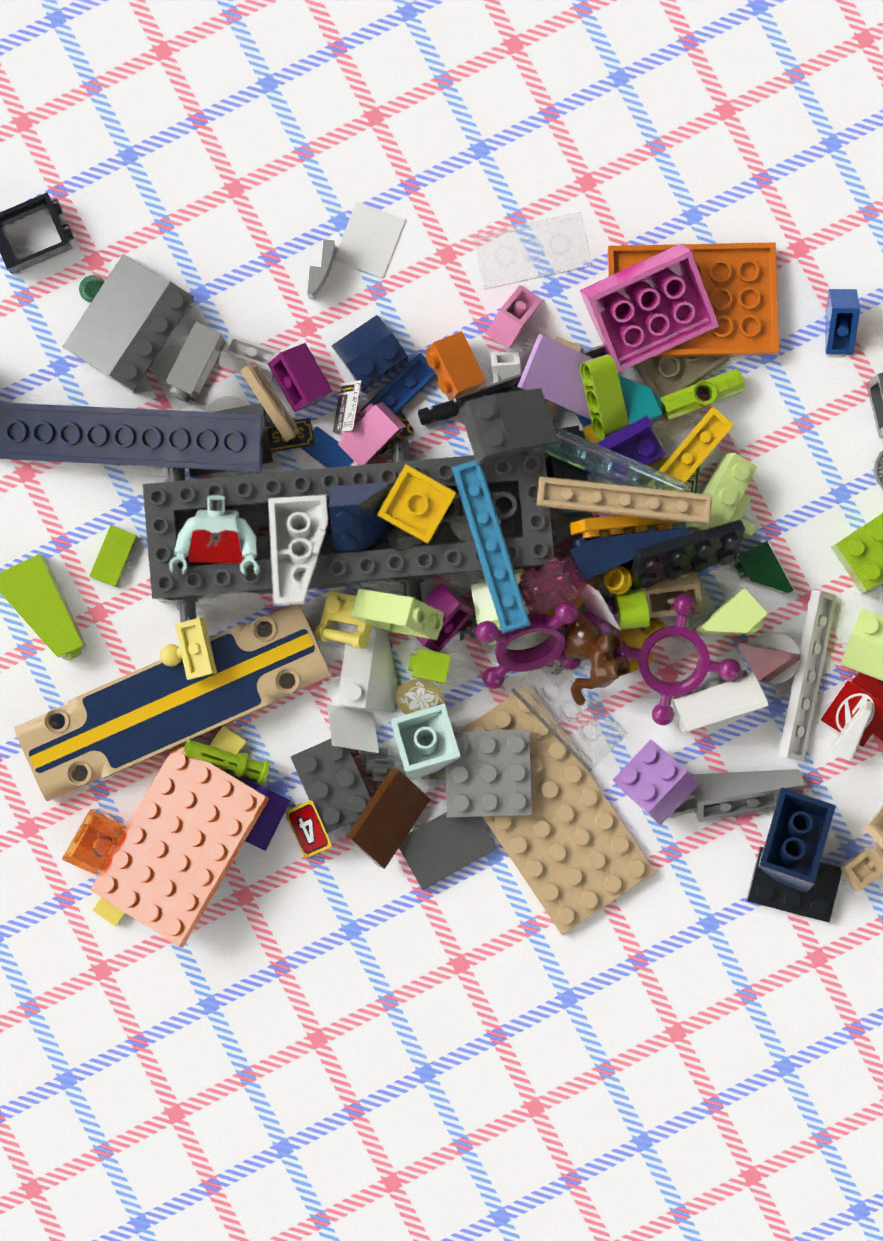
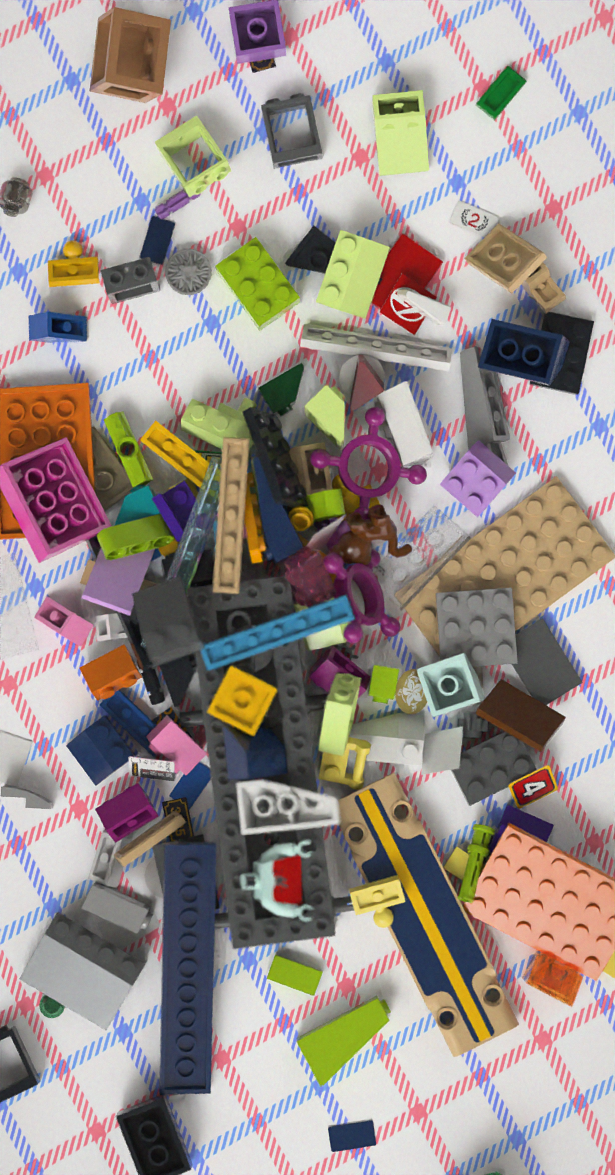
camera: 90 degrees left, 0 degrees up
(446, 439) = (178, 676): none -> black slope

